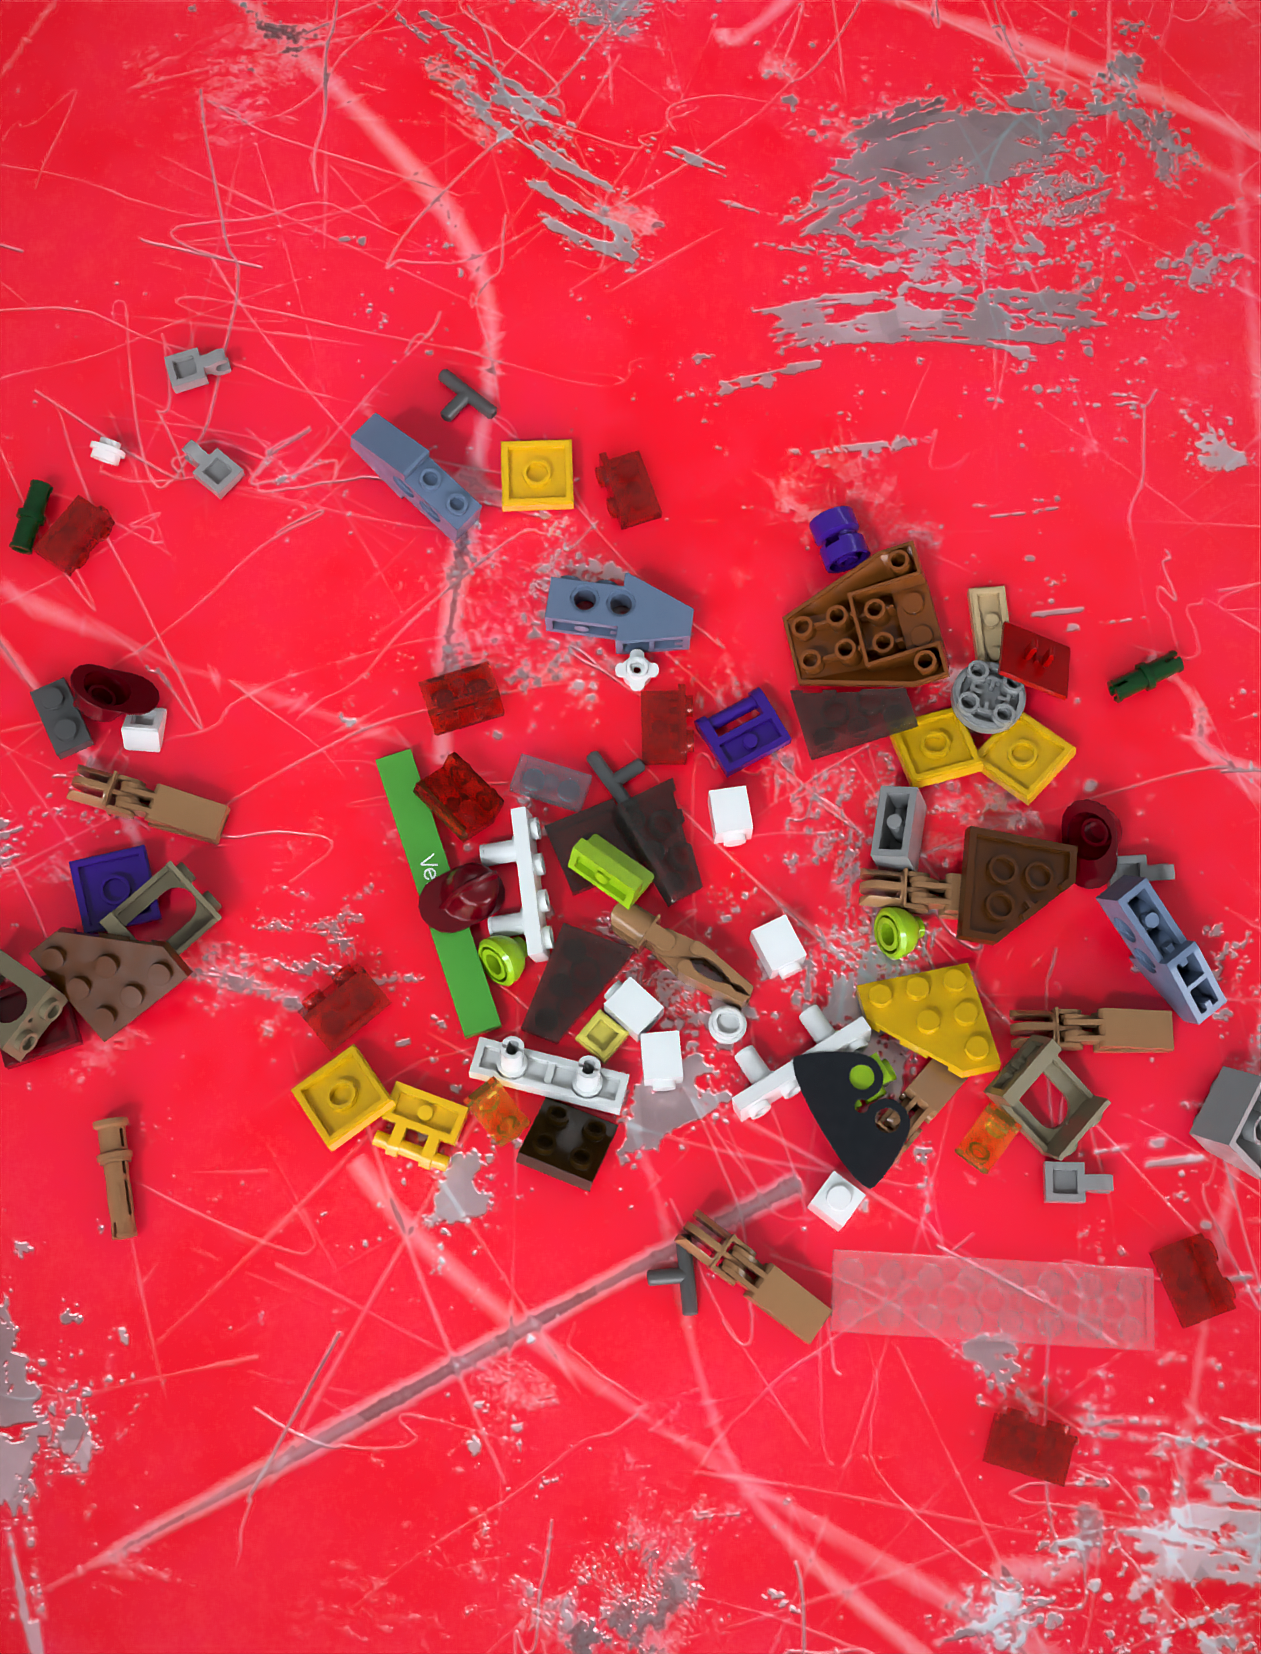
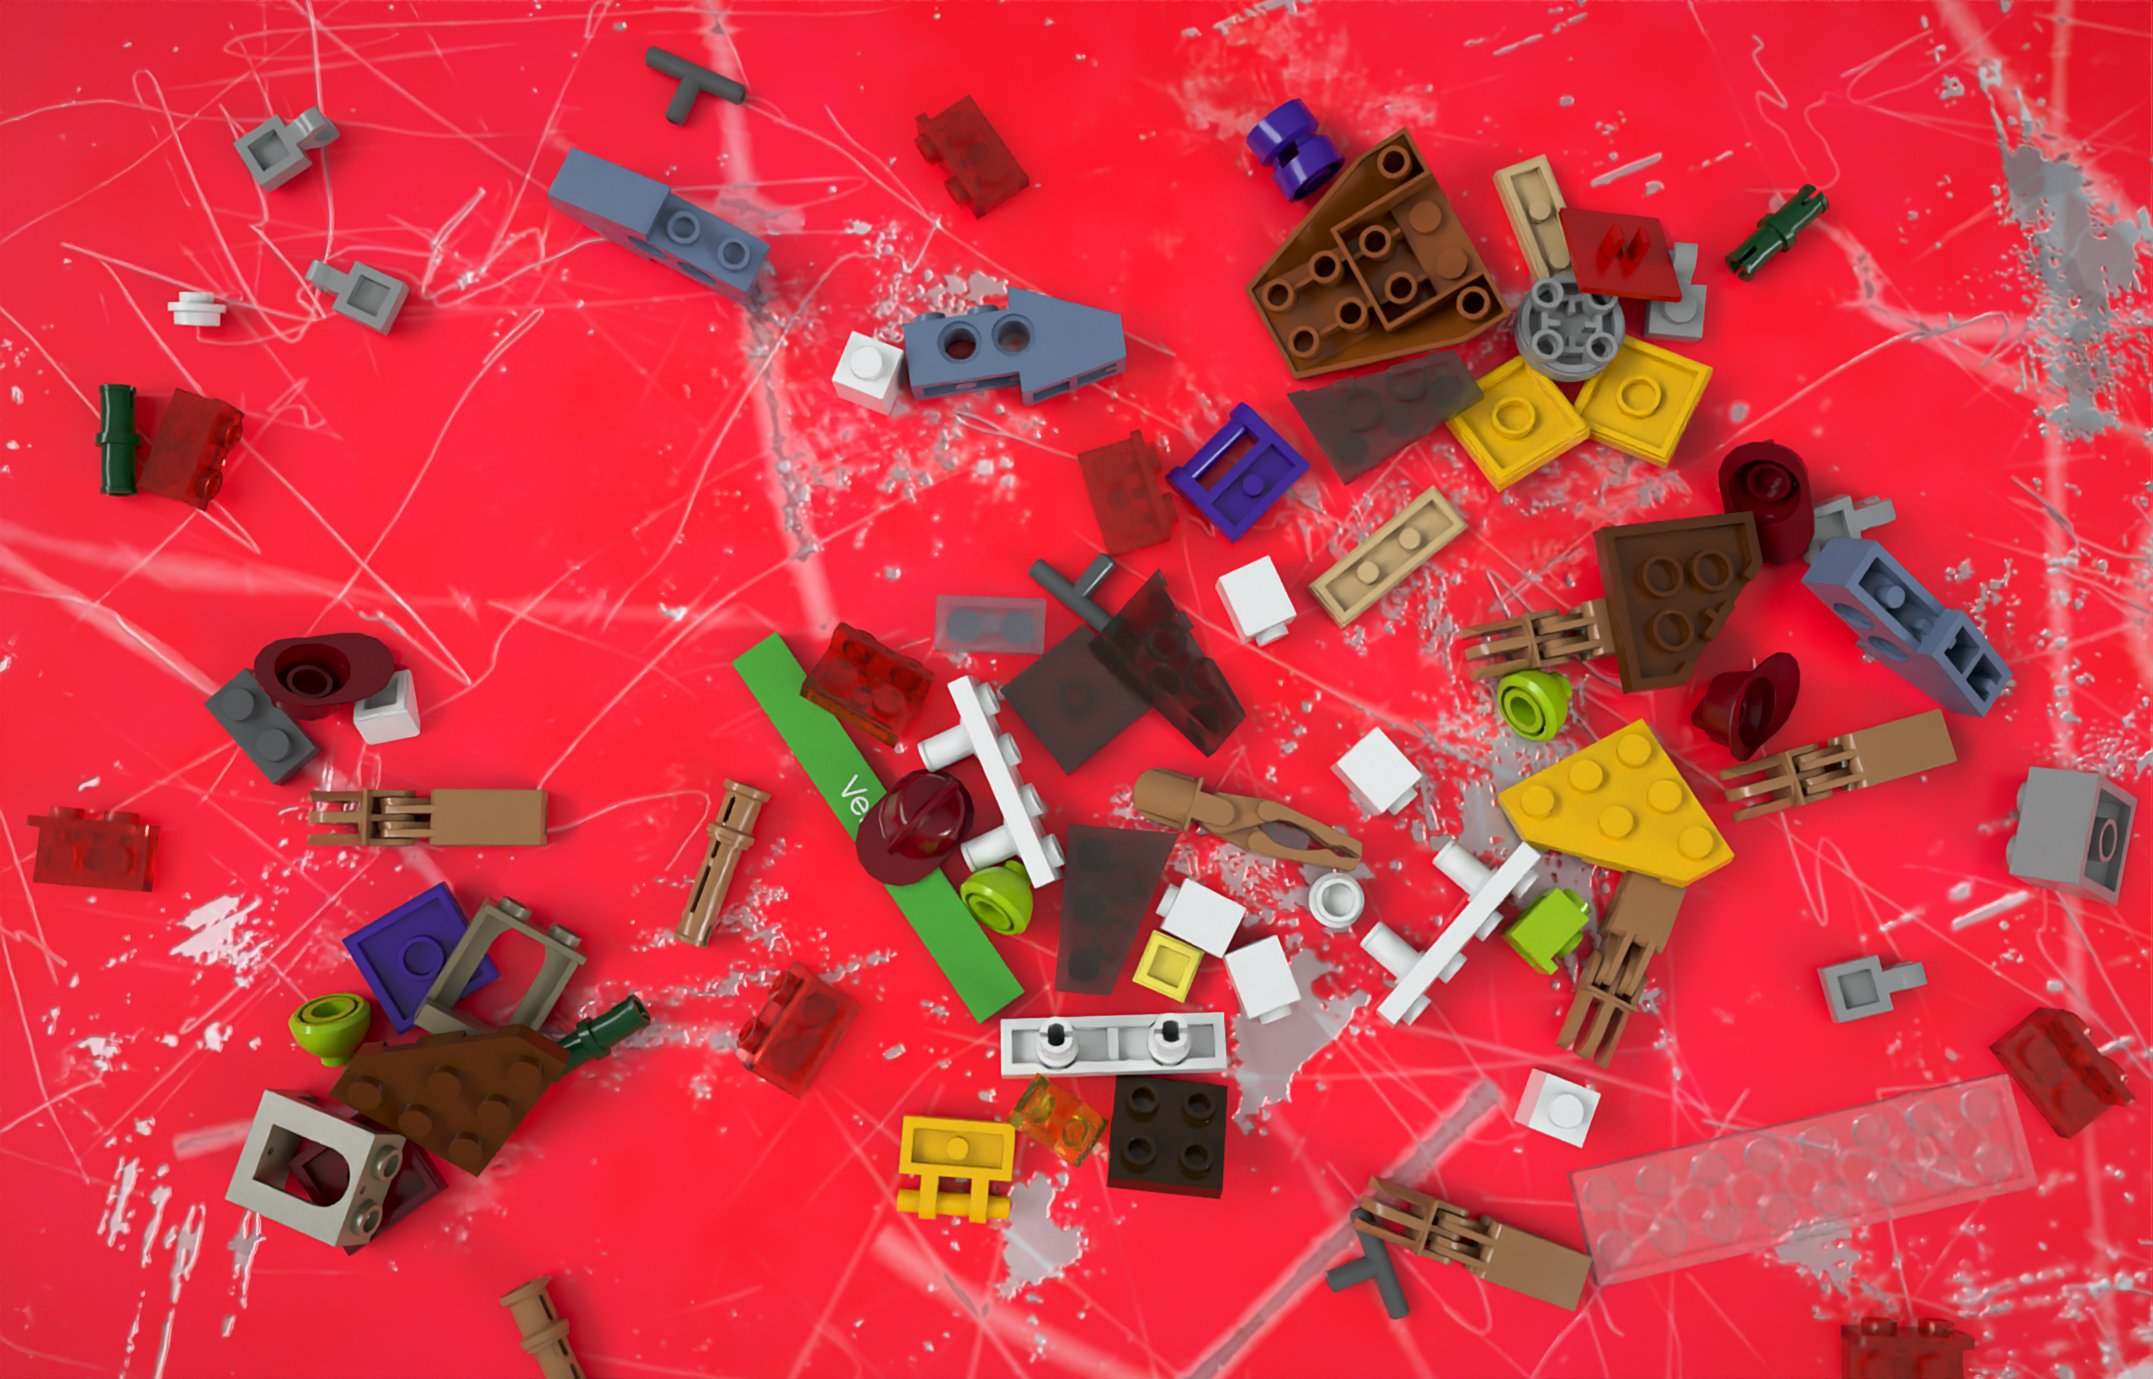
camera: 15 degrees left, 10 degrees up
(42, 917) = (331, 1026): none -> lime brick
(211, 973) = (598, 1035): none -> dark green pin
(338, 870) = (729, 837): none -> medium nougat pin
(343, 1097) = (837, 1160): yellow plate -> none
(462, 698) = (826, 536): clear red bracket -> none
(521, 603) = (870, 373): none -> white brick
(537, 475) = (833, 172): yellow plate -> none
(610, 870) = (1115, 732): lime panel -> none
(637, 680) = (1065, 439): white plate -> none
(825, 813) = (1387, 557): none -> tan tile
(851, 1134) = (1557, 1014): black piece -> none
(898, 828) = (1498, 557): light grey brick -> none
(988, 1138) = (1739, 960): bracket -> none
(1044, 973) = (1749, 705): none -> dark red piece
(1067, 713) = (1684, 319): none -> light grey plate
(1084, 1109) = (1766, 867): dark tan panel -> none

